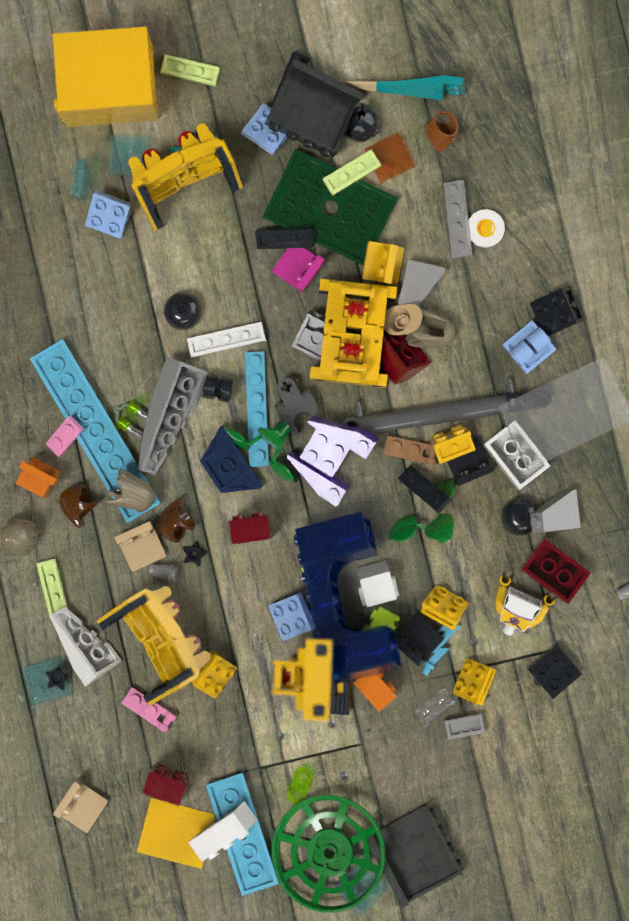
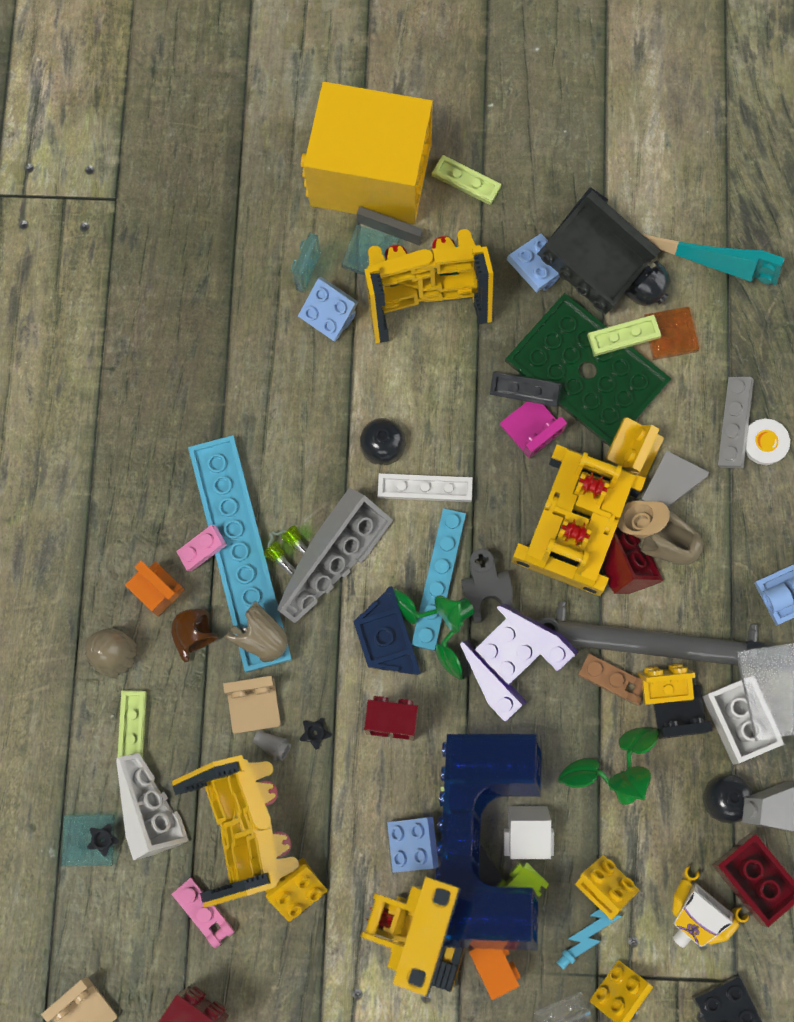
camera: 20 degrees right, 10 degrees down
(138, 128) = (389, 225): none -> dark grey tile
(173, 517) = (300, 680): reddish brown piece -> none
(217, 388) = (398, 540): black wheel -> none
(310, 336) = (527, 508): plate -> none
(418, 639) = (564, 919): black bracket -> none
(424, 489) = (619, 730): black plate -> none
(441, 134) = (739, 322): dark orange piece -> none

